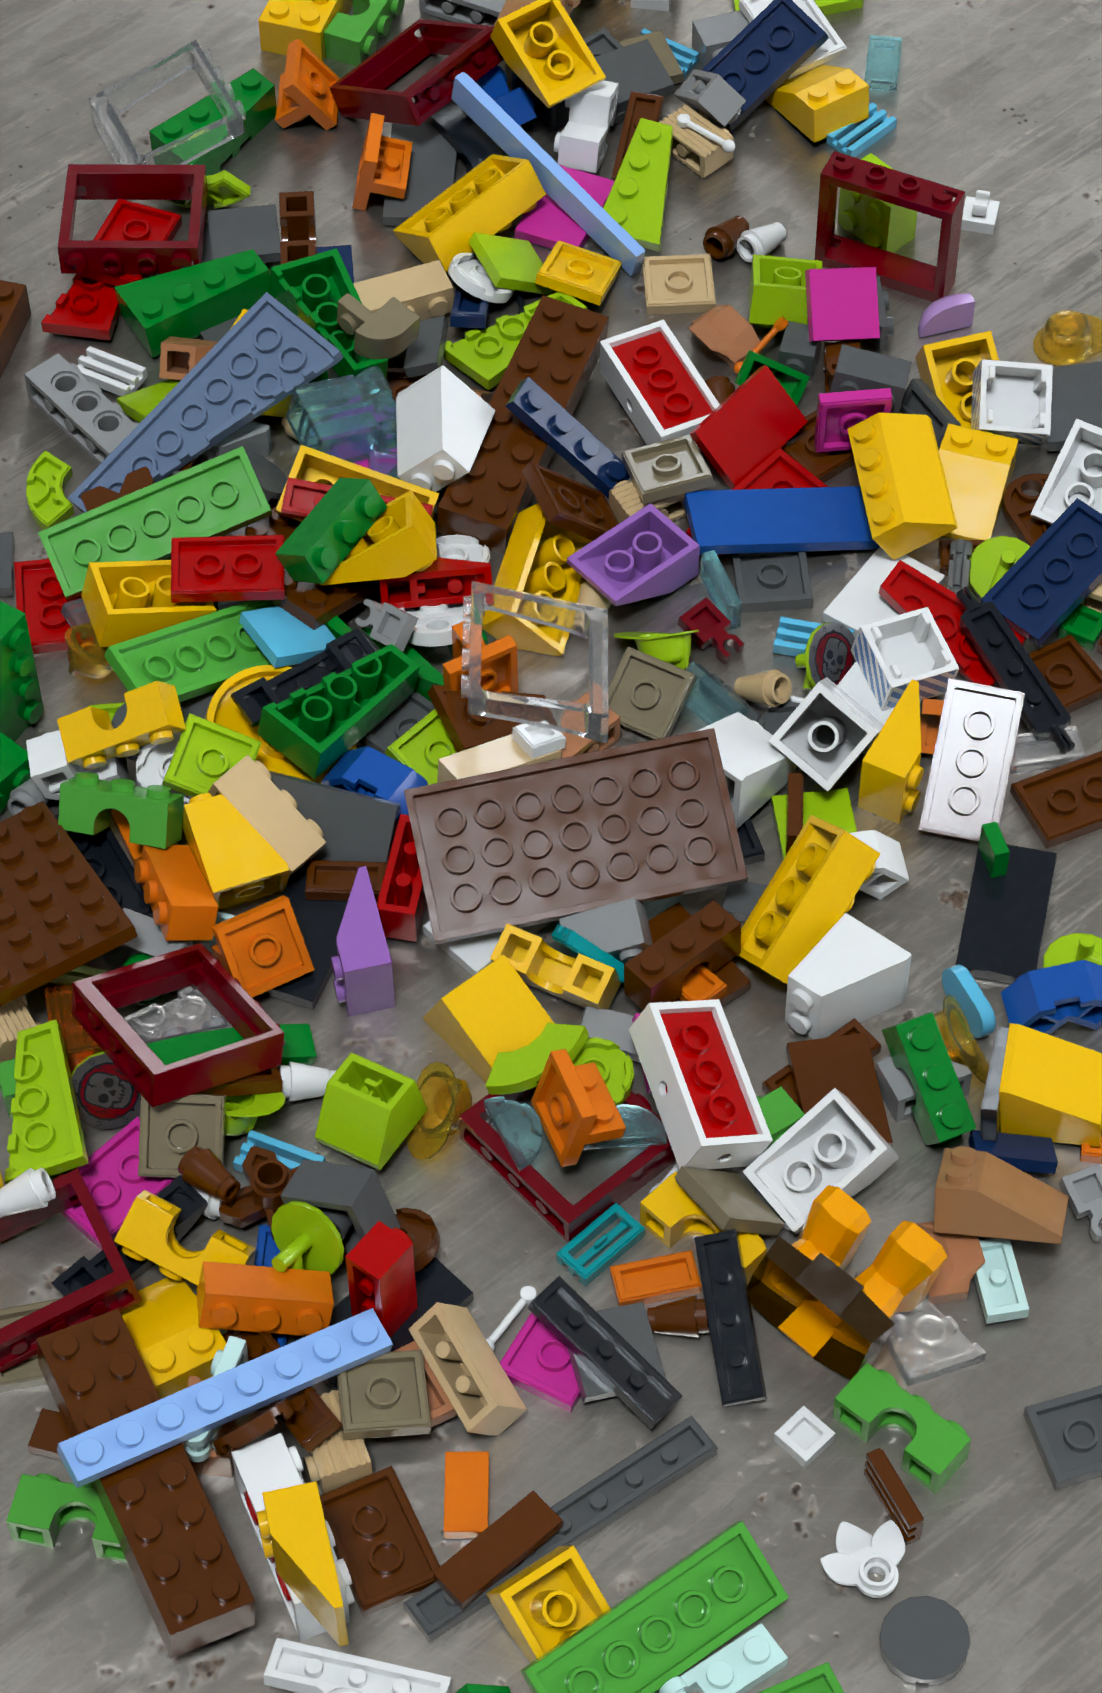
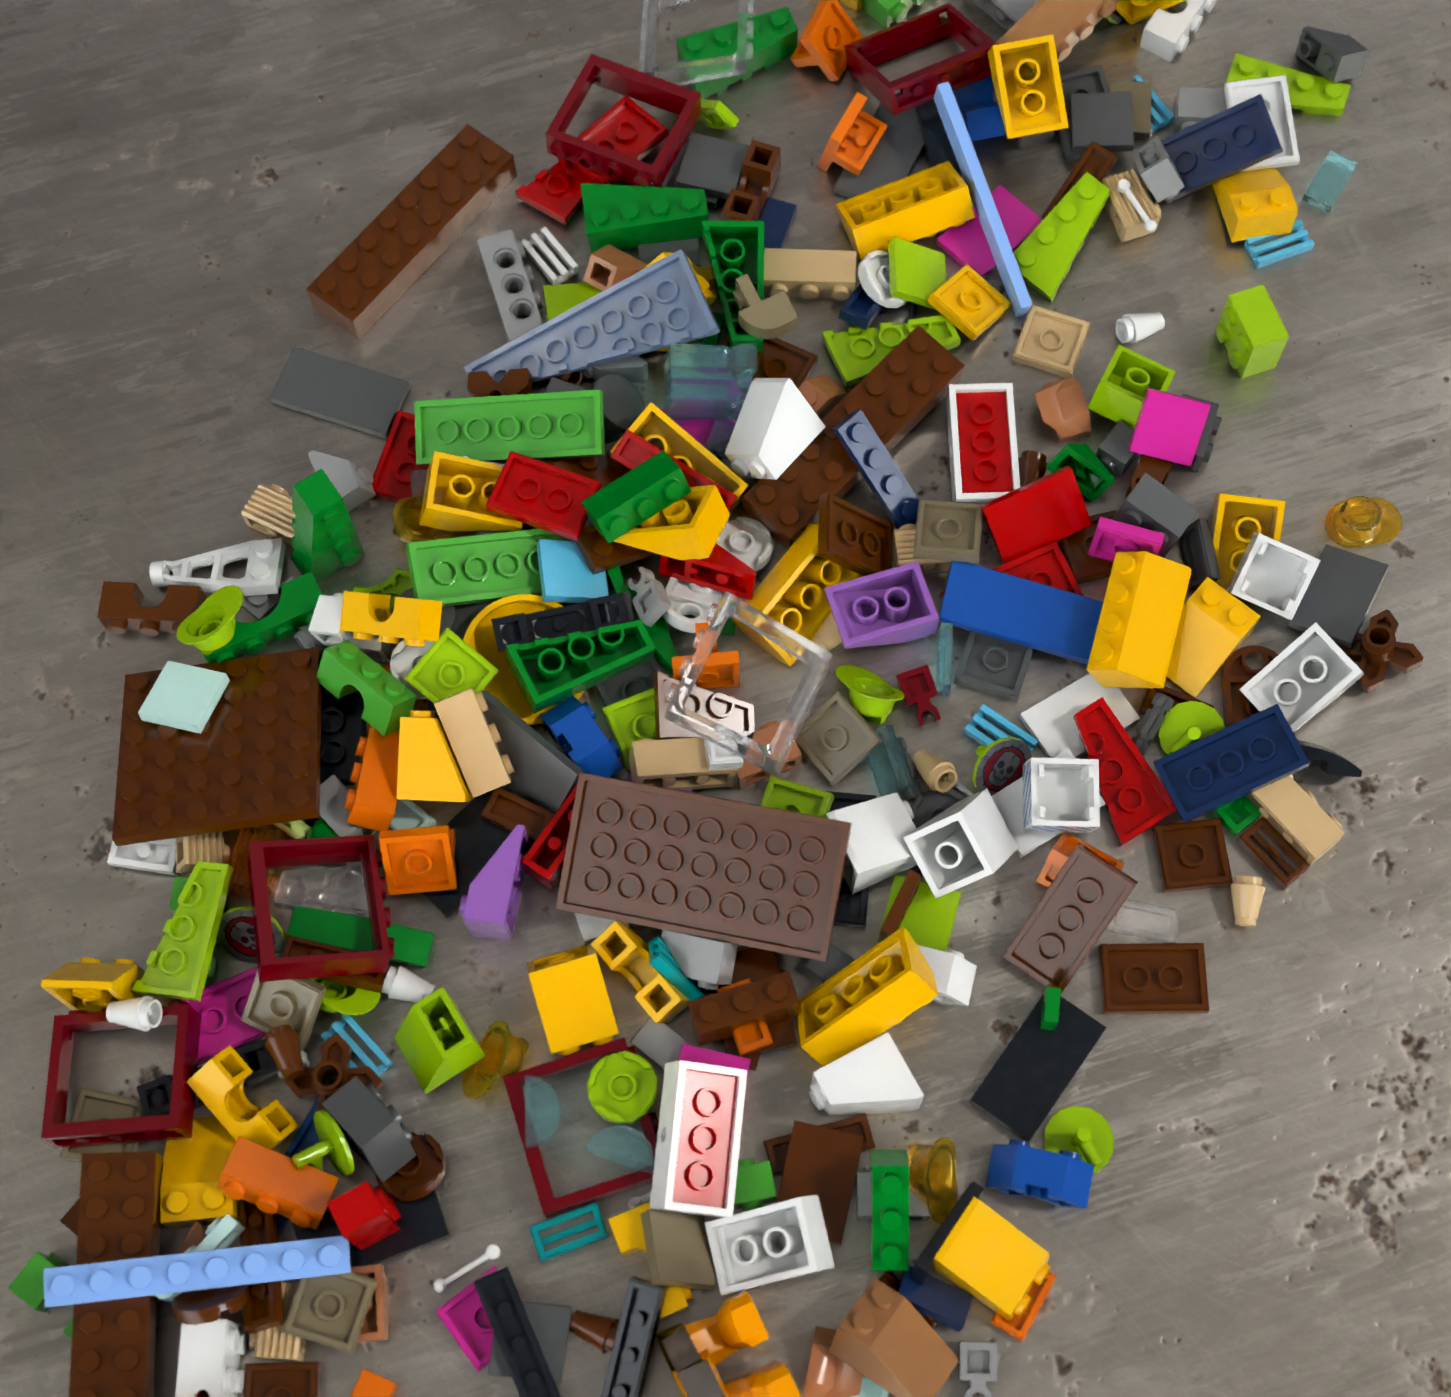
camera: 25 degrees right, 15 degrees up
(46, 491) = (453, 351): lime tile -> none
(427, 350) = (812, 327): dark grey tile -> none
(467, 1369) = (408, 1308): tan brick -> none
(523, 1067) = (581, 1059): lime tile -> none
(575, 1107) = (591, 1119): orange bracket -> none
(584, 137) = (1033, 171): white brick -> none
(656, 1279) = (594, 1282): orange tile -> none
(722, 239) = (1107, 311): reddish brown cone -> none
(779, 325) = (1111, 421): orange hinge -> none
(893, 762) = (1000, 897): yellow slope -> none
(903, 190) = (1262, 347): dark red window -> none
(947, 314) = (1264, 458): lavender brick -> none
(961, 985) = (965, 1139): medium azure tile -> none
(980, 213) = (1341, 366): white tile -> none
(1014, 669) = (1150, 841): black plate -> none

